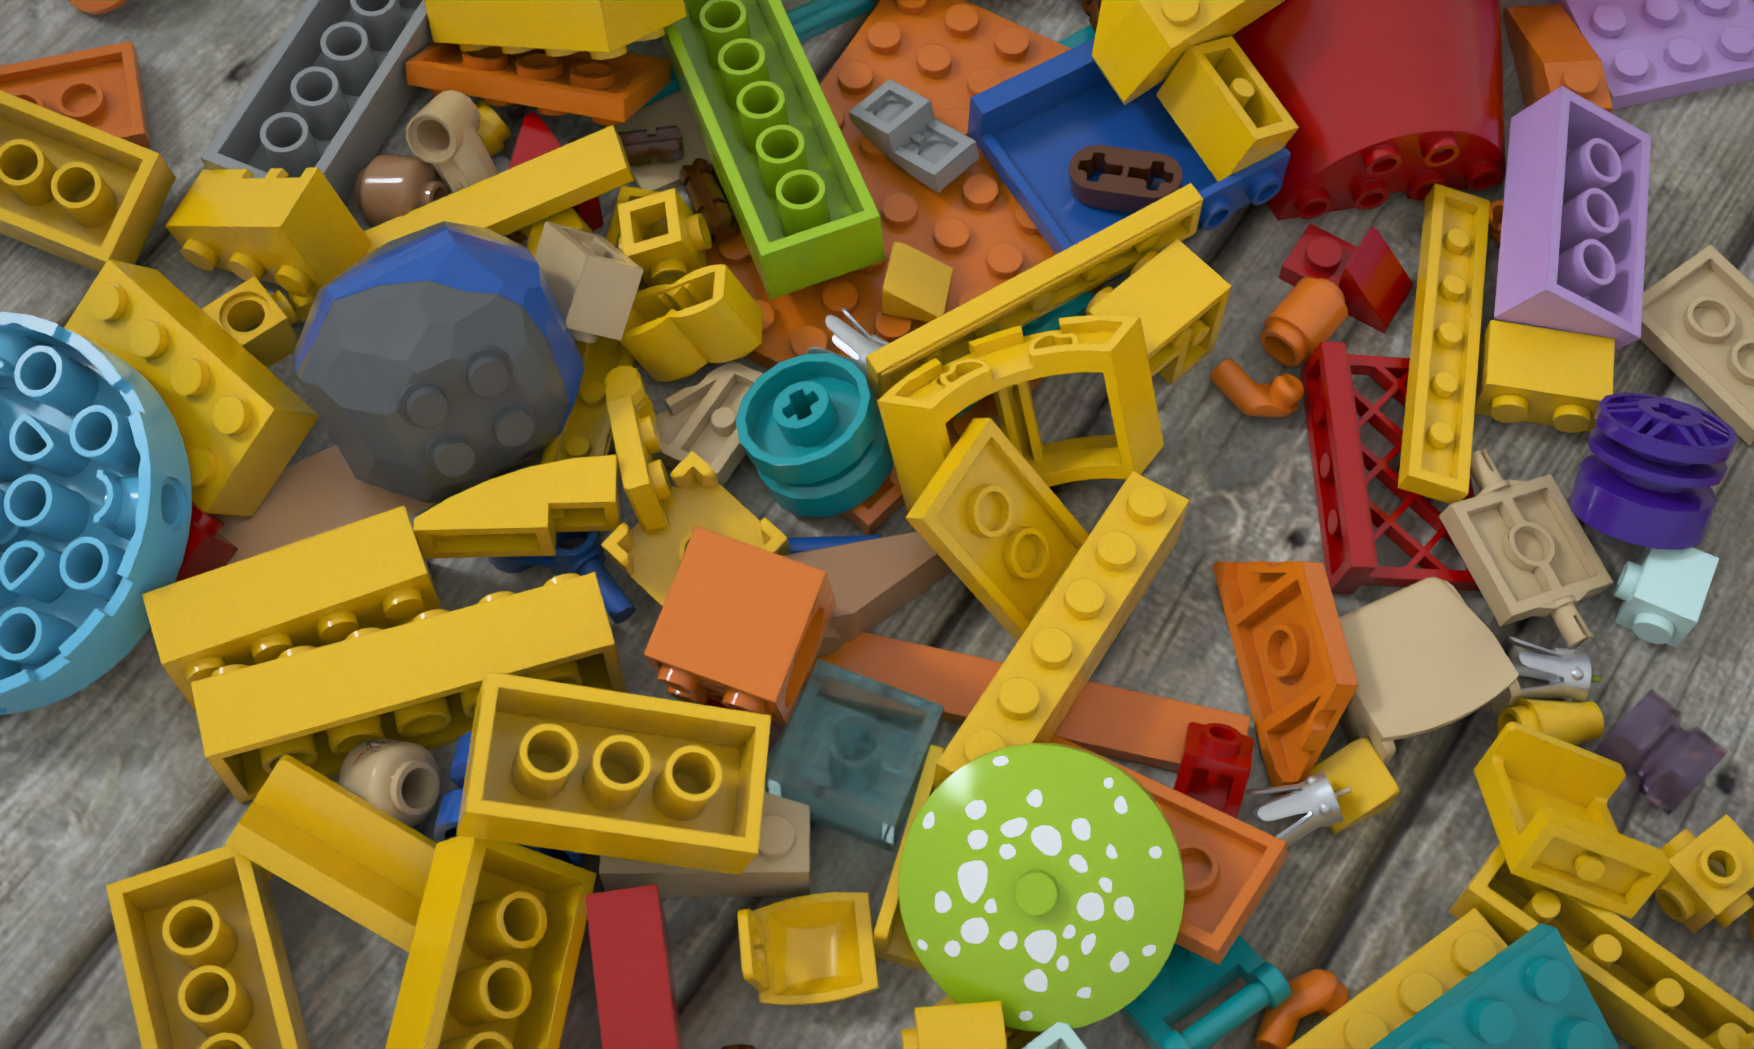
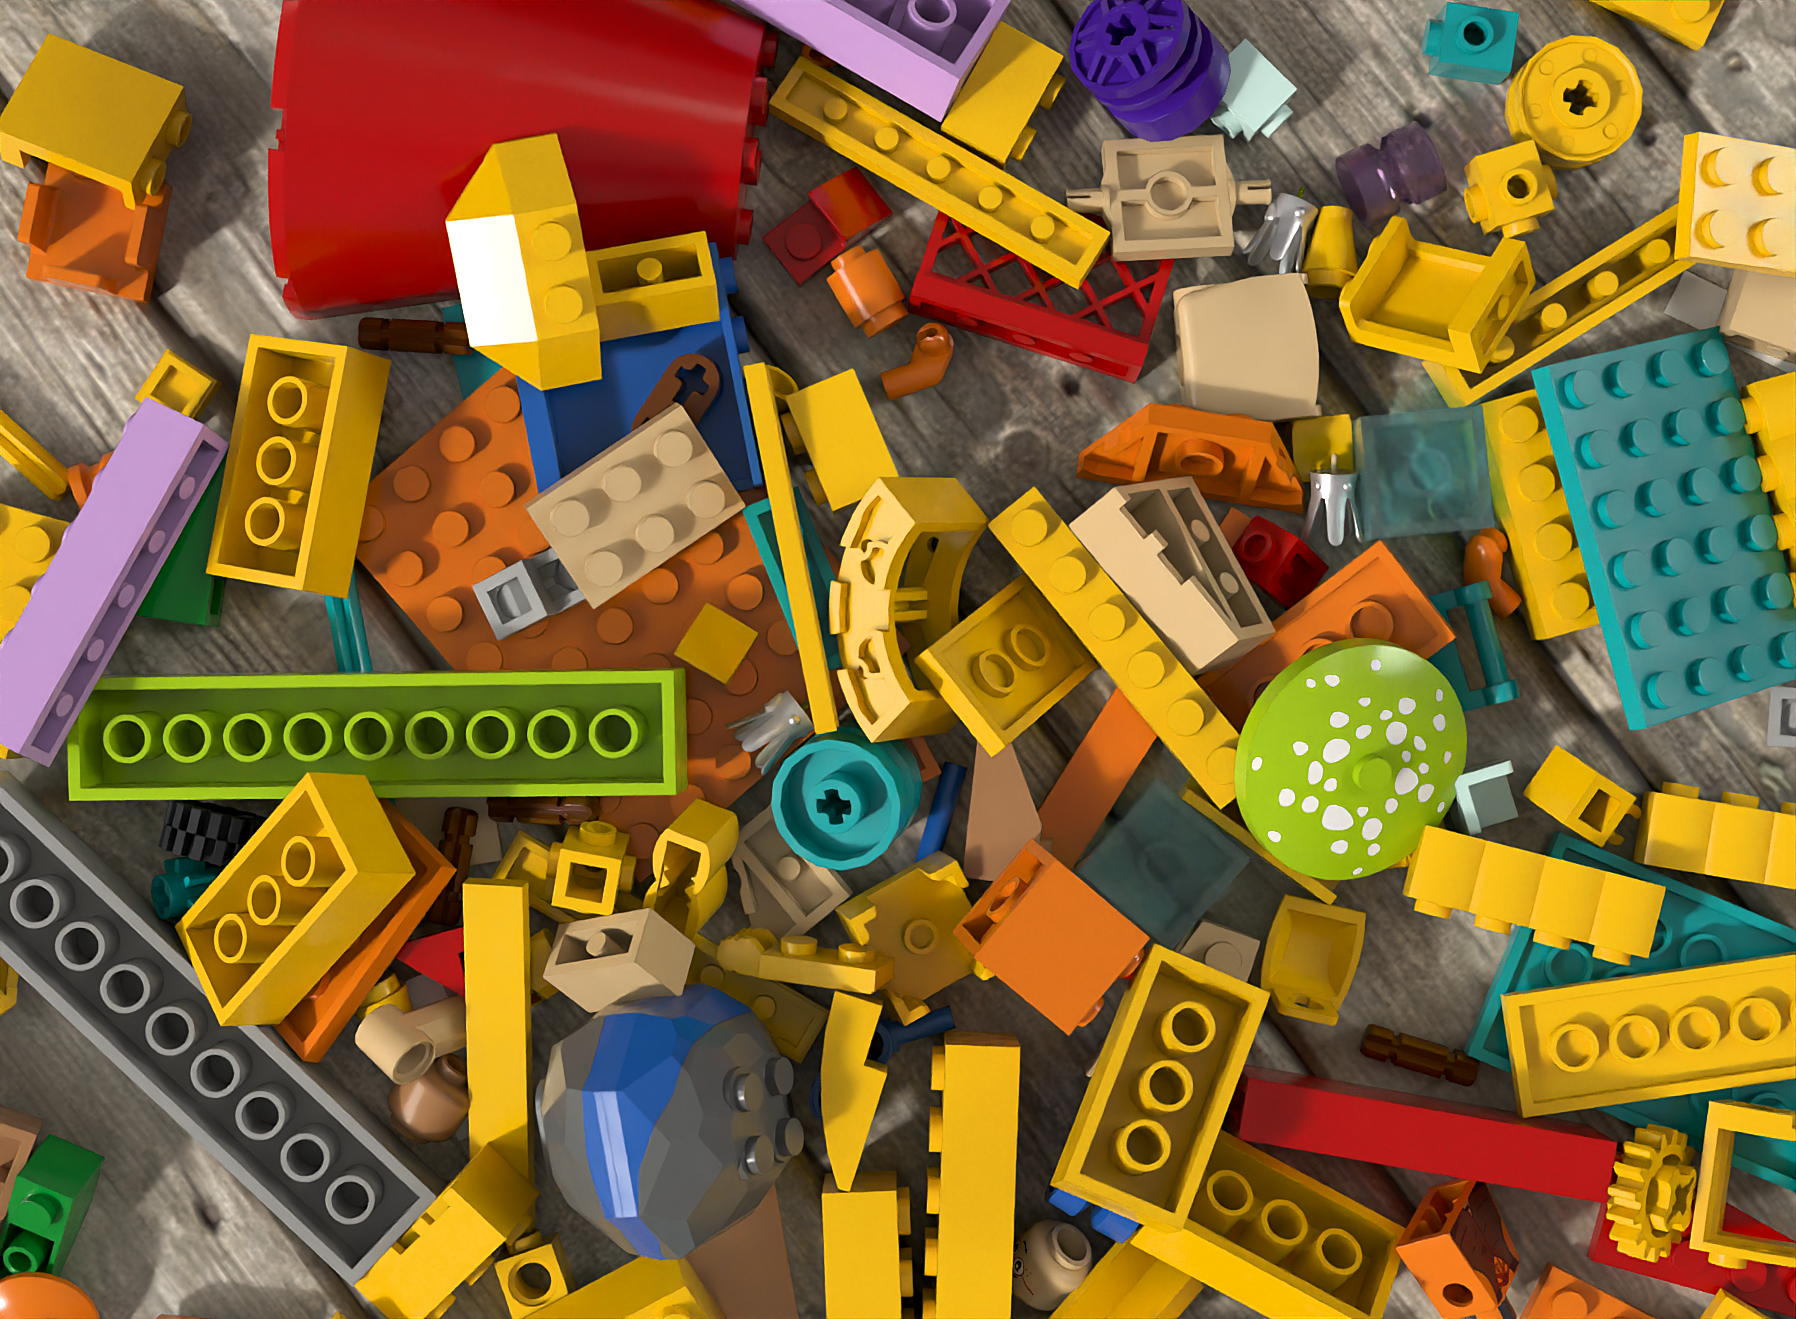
camera: 65 degrees left, 25 degrees up
(1020, 161) = (634, 505): none -> tan plate
(1165, 654) = (1176, 571): none -> tan wedge
(1372, 882) = (1422, 474): none -> clear light blue brick

